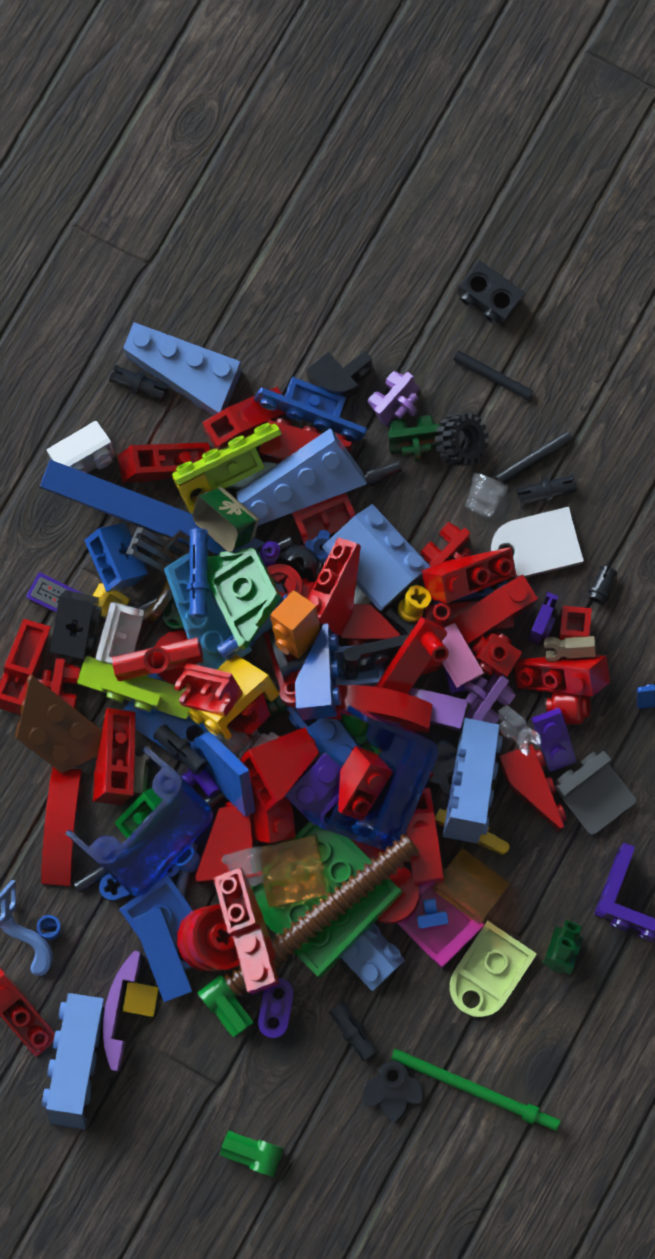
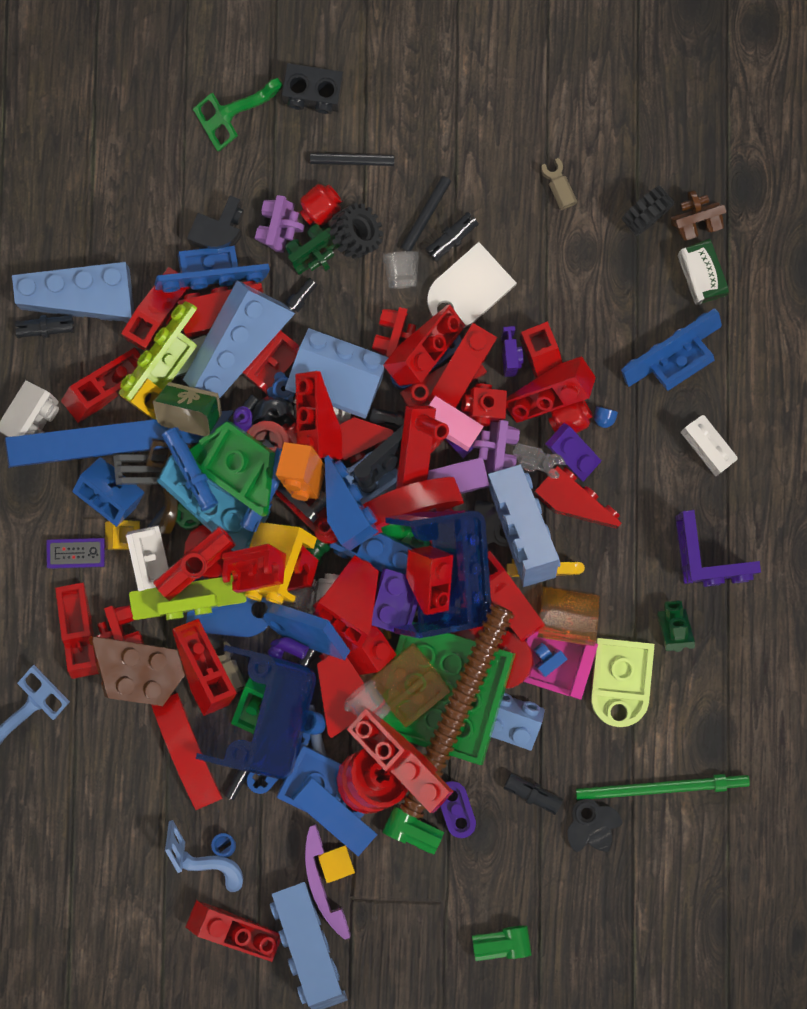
camera: 35 degrees left, 5 degrees up
(65, 637) = (103, 585): black brick -> none
(180, 749) = (255, 631): black pin -> none
(401, 276) = (225, 113): none -> green piece
(413, 604) = (391, 396): yellow bush -> none
(442, 400) = (320, 204): none -> red head
(570, 647) = (547, 365): dark tan bar -> none
(595, 793) = (632, 479): dark grey bracket -> none
(600, 724) = (604, 417): none -> blue hinge
(602, 585) = (543, 296): black pin -> none

